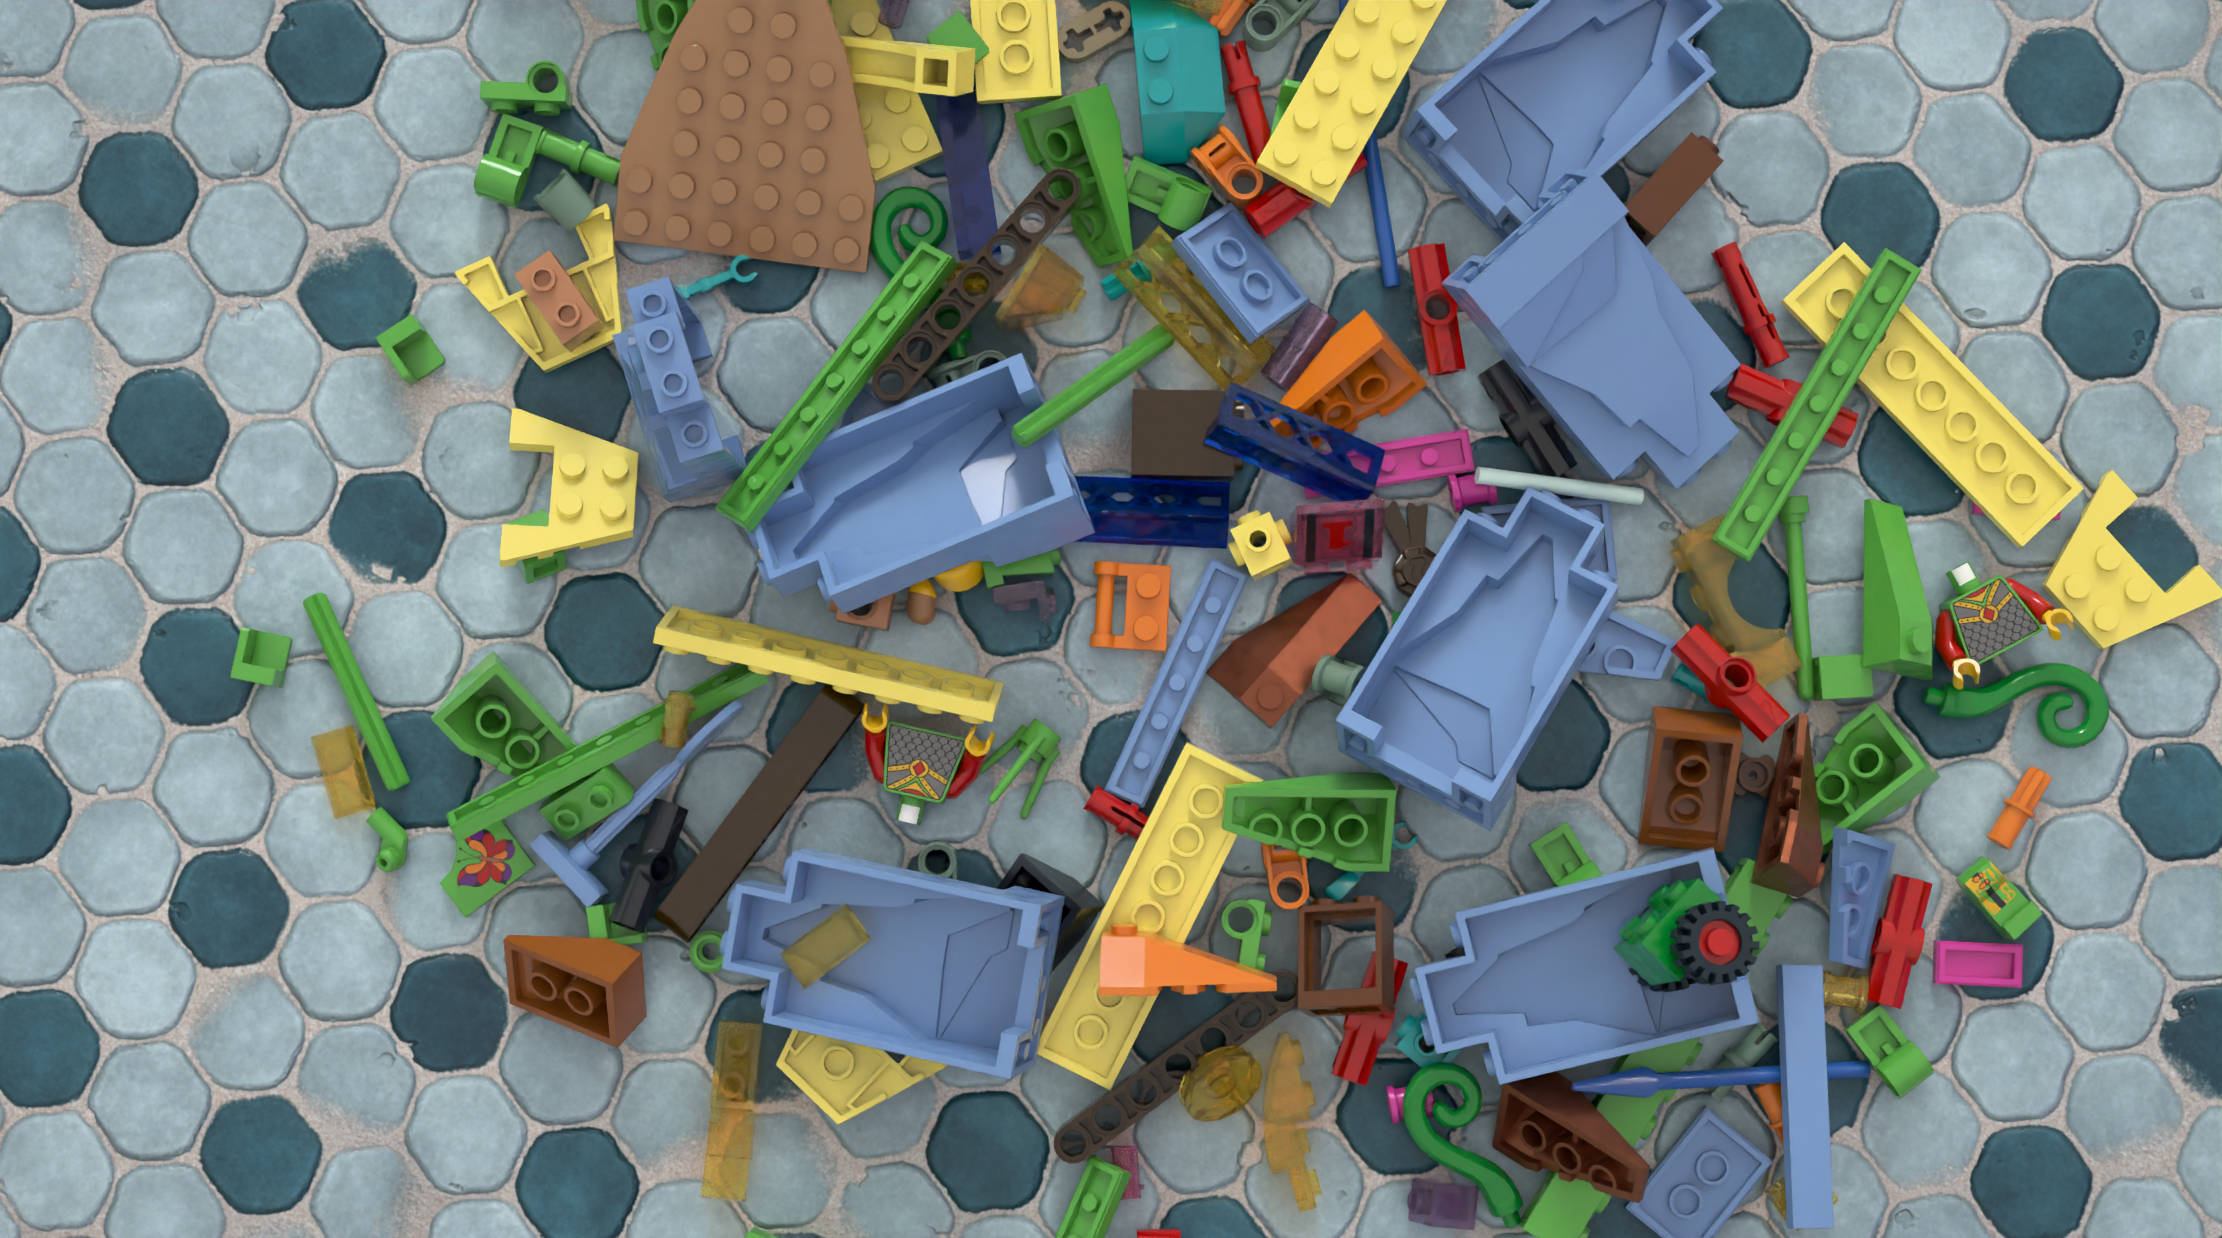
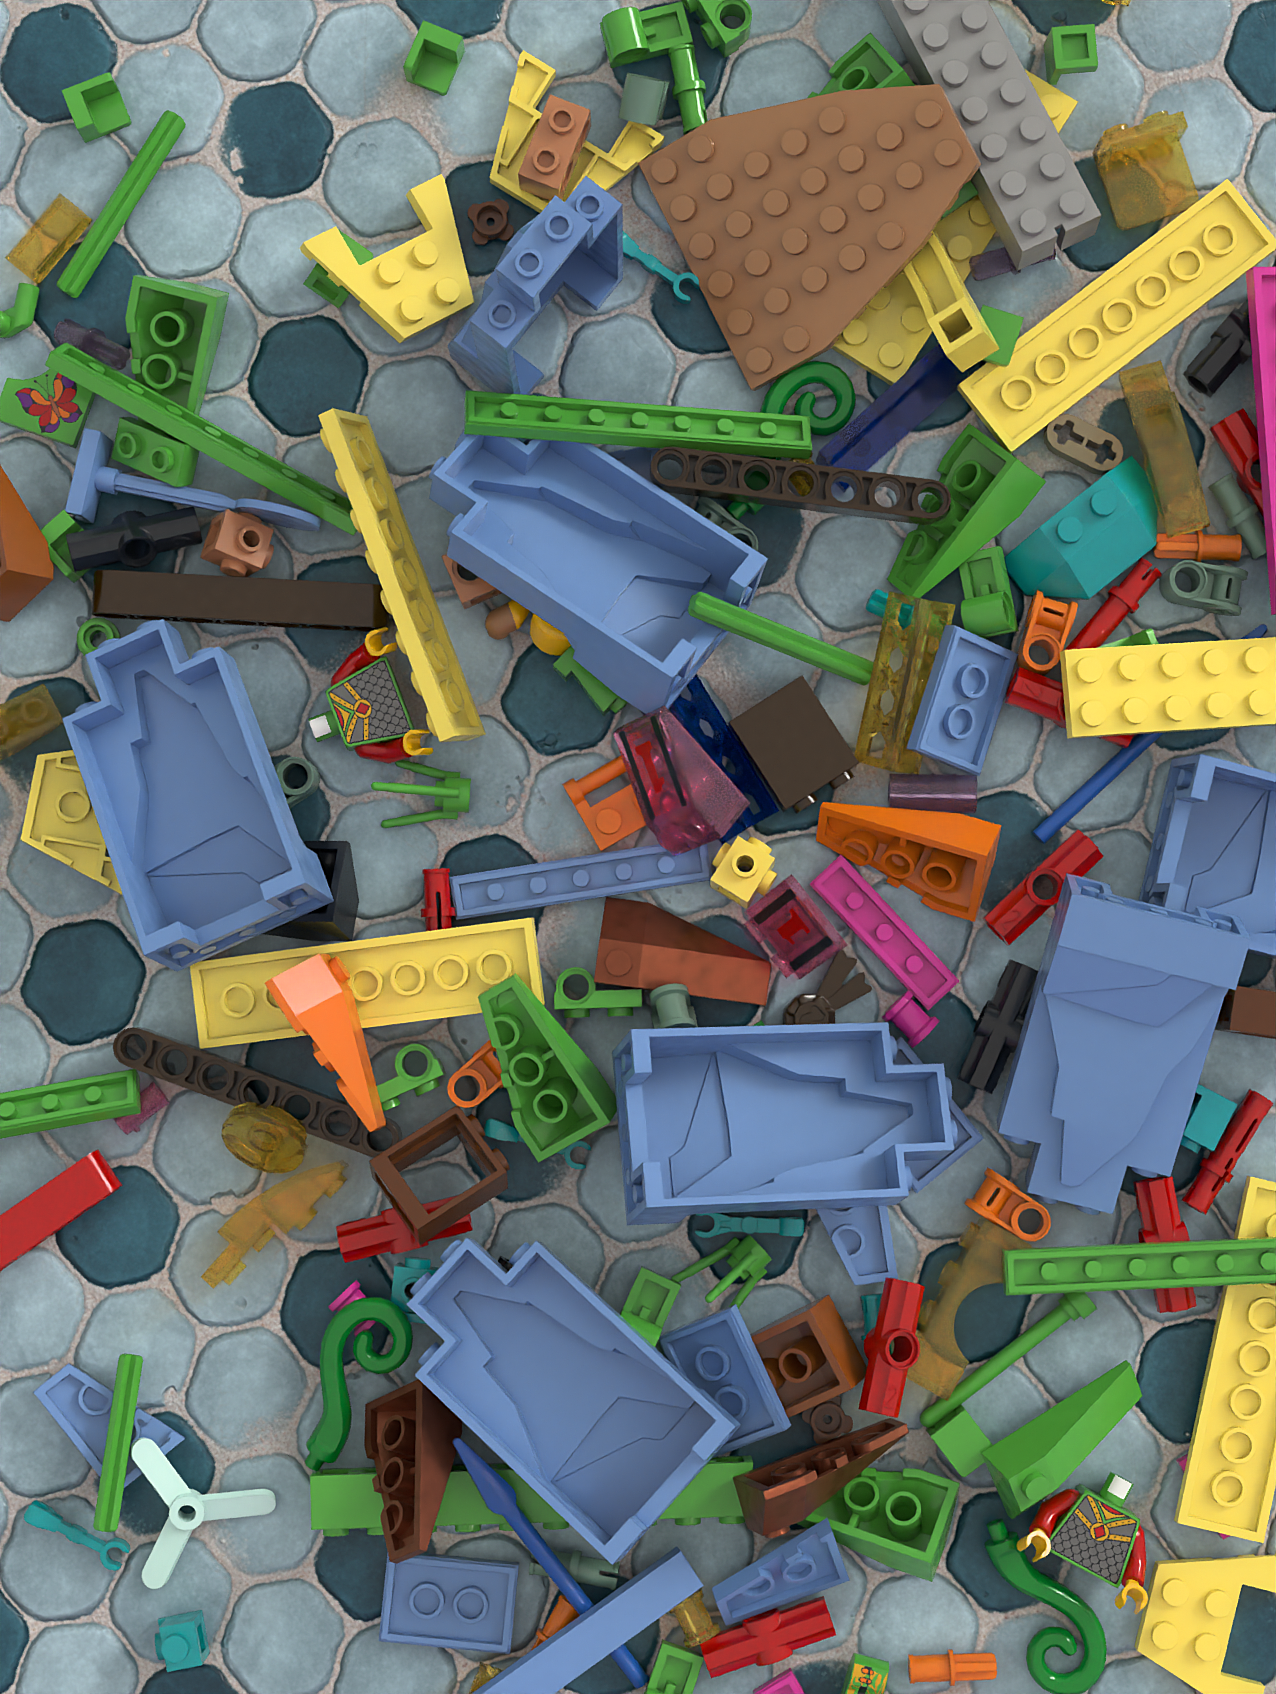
camera: 55 degrees right, 0 degrees up
(460, 792) = (92, 342): none -> axle
(573, 383) = (490, 210): none -> reddish brown plate
(676, 719) = (268, 477): clear yellow pin -> none
(711, 781) = (238, 543): none -> nougat brick
(825, 946) = (160, 729): clear yellow tile -> none
(1018, 598) = (565, 697): clear purple bracket -> none
(1041, 293) = (831, 544): clear yellow slope -> none
(1155, 550) = (677, 783): none -> clear pink slope
(1291, 459) = (831, 843): clear blue fence -> none
(1300, 719) = (616, 1001): none -> bright green plate
(1442, 1204) = (288, 1394): clear purple bracket -> none
(1559, 485) = (963, 1090): light aqua bar -> none
(1572, 706) = (783, 1225): none -> teal piece
(1581, 755) = (746, 1260): none -> bright green plant
(1654, 827) = (724, 1362): none -> medium blue tile
(1676, 512) = (1007, 1205): none -> orange piece
(1687, 939) = (642, 1455): brick -> none
(1714, 304) = (1206, 1120): none -> teal brick

